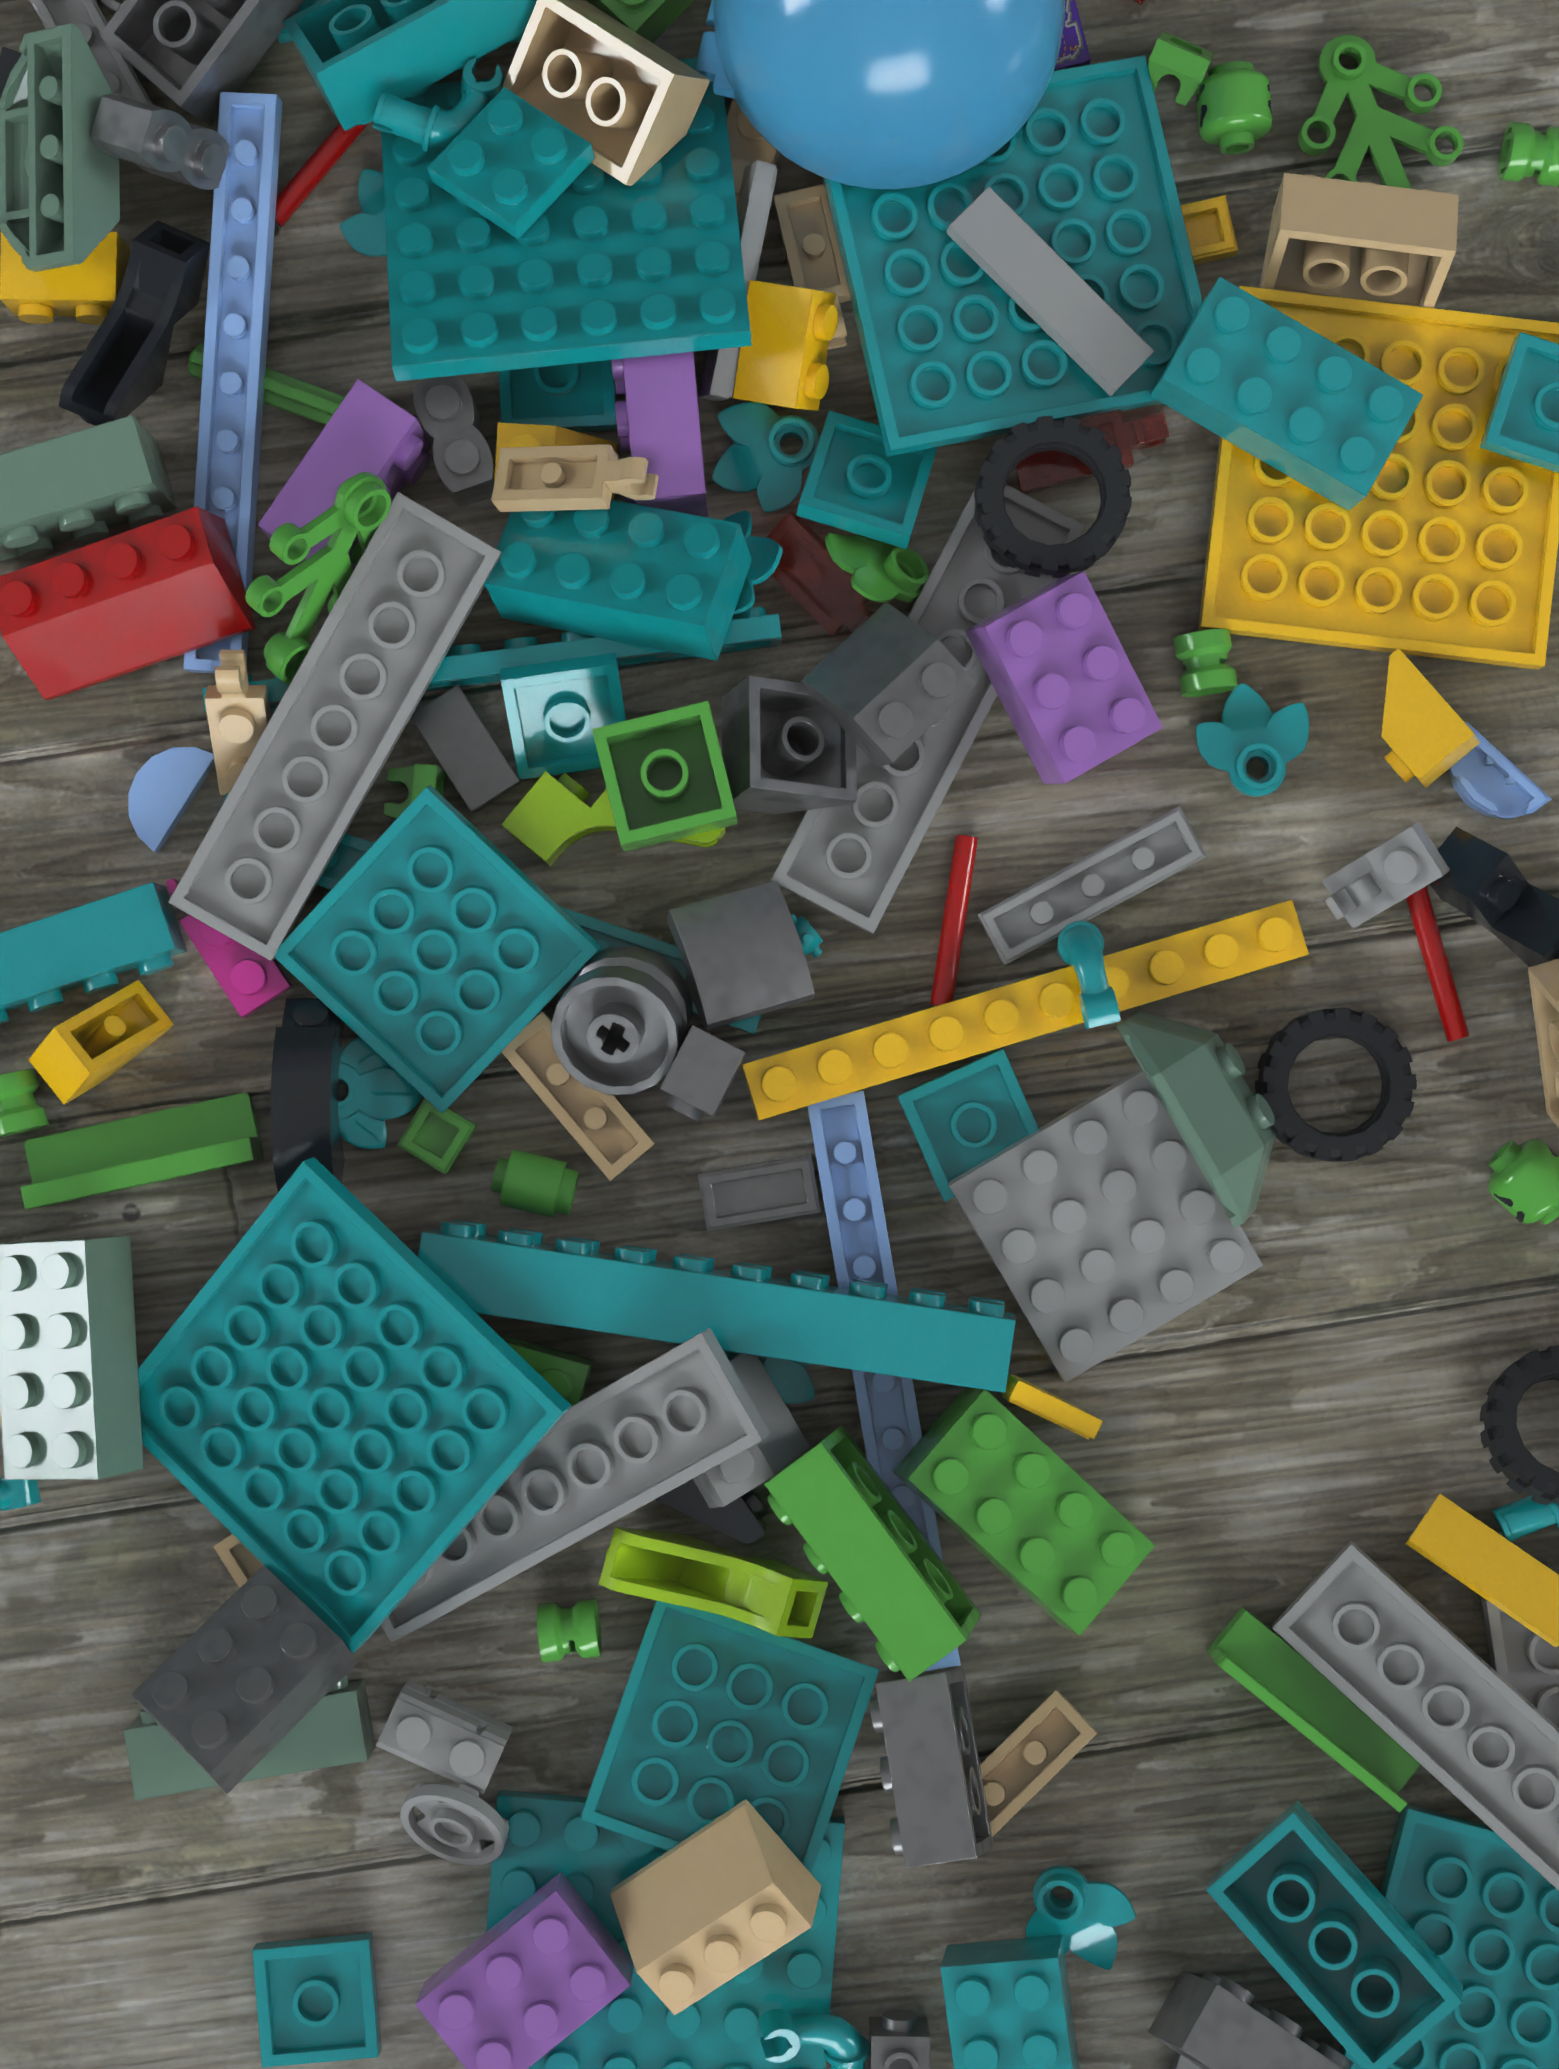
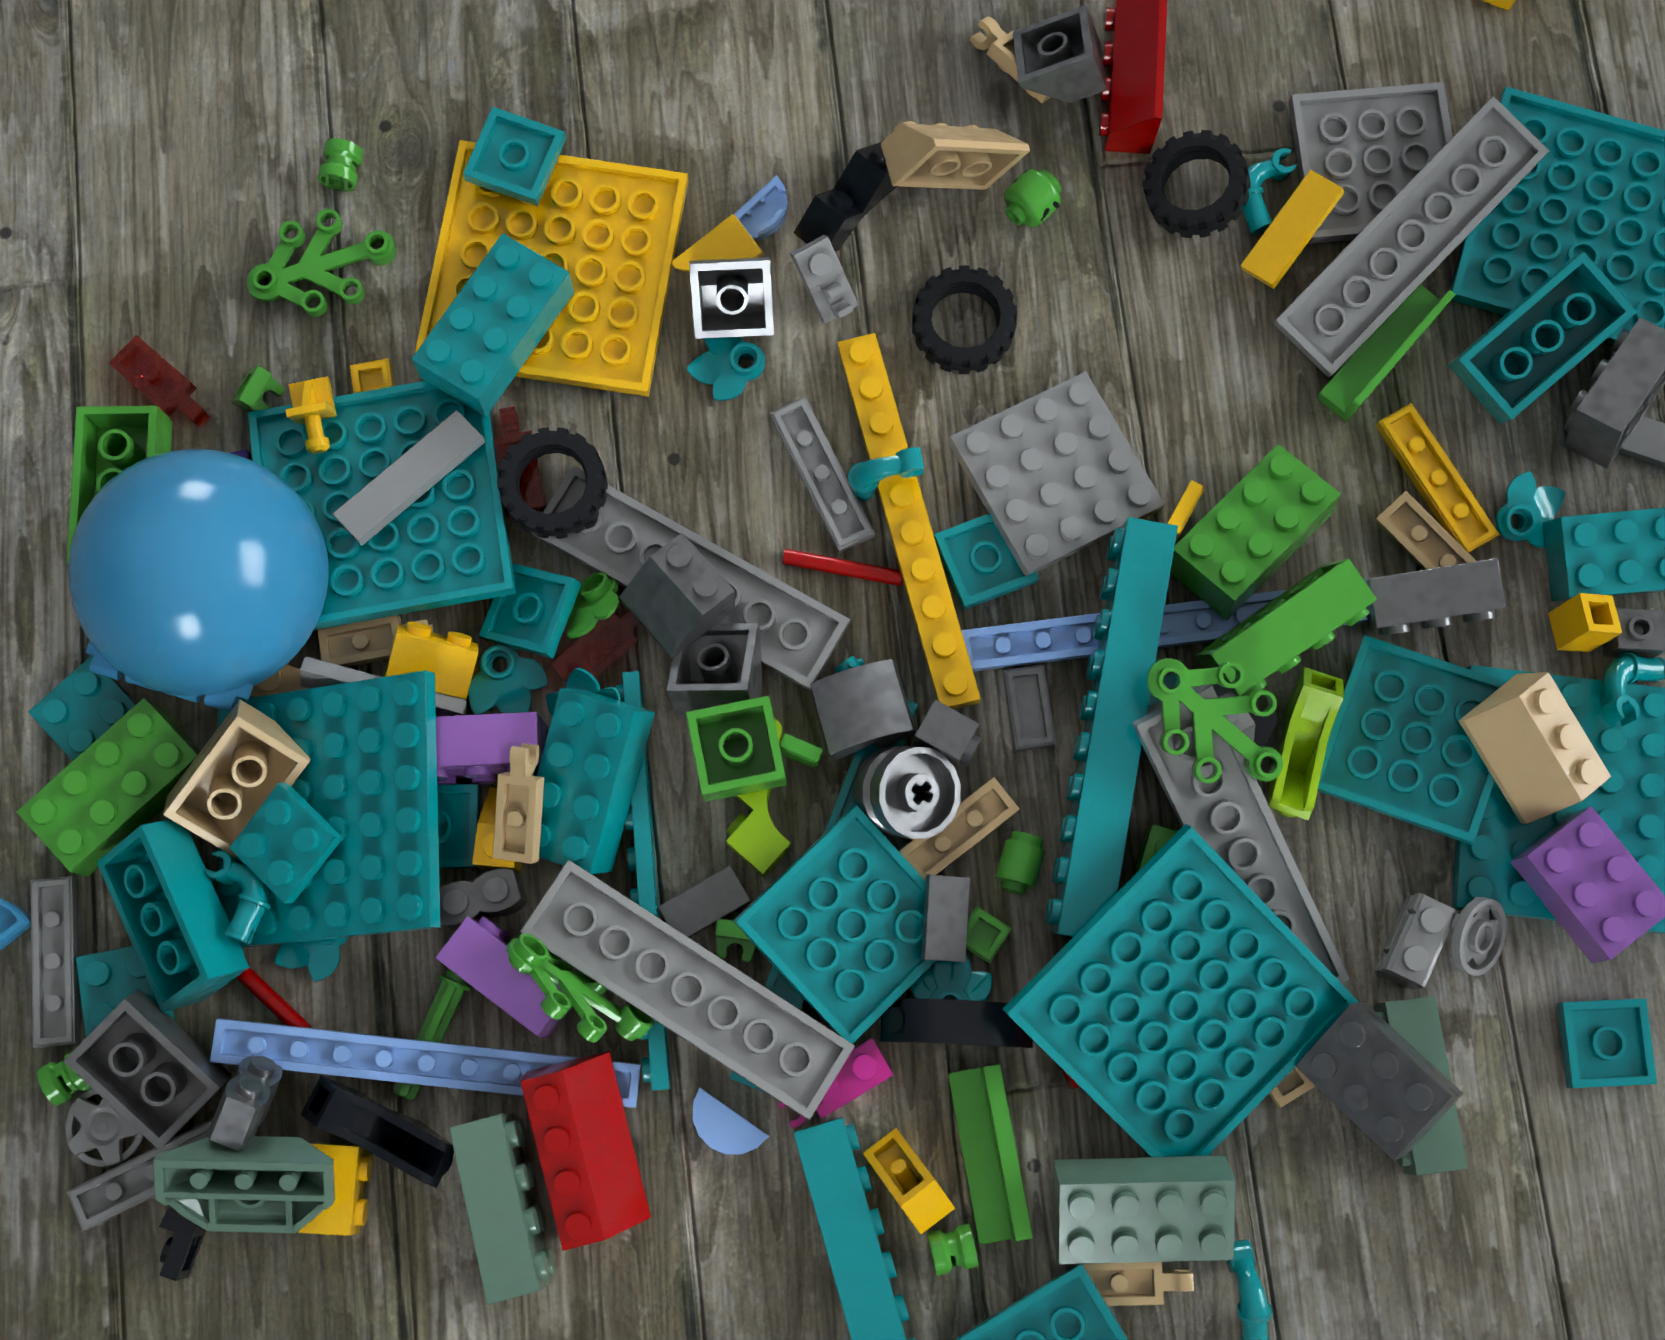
camera: 85 degrees left, 10 degrees down
(235, 717) = (679, 1064): tan plate -> none
(450, 1080) = (945, 918): none -> flat silver tile
(556, 708) = (684, 827): teal plate -> none
(569, 1630) = (1338, 850): bright green wheel -> none
(680, 872) = (801, 751): none -> bright green tile
(720, 1436) = (1208, 716): none -> bright green plant
(908, 1989) = (1584, 622): none -> yellow brick
(1064, 679) = (679, 480): medium lavender brick -> none
(1122, 1781) = (1436, 478): none -> yellow tile
(1159, 144) = (311, 403): none -> yellow piece
(1204, 658) = (670, 391): bright green wheel -> none
(1209, 1104) = (976, 399): sand green wedge -> none
(1234, 107) = (289, 355): bright green head -> none
(1341, 740) = (732, 297): none -> flat silver slope
(1360, 240) = (391, 274): tan slope -> none
(1437, 965) = (887, 251): red bar -> none

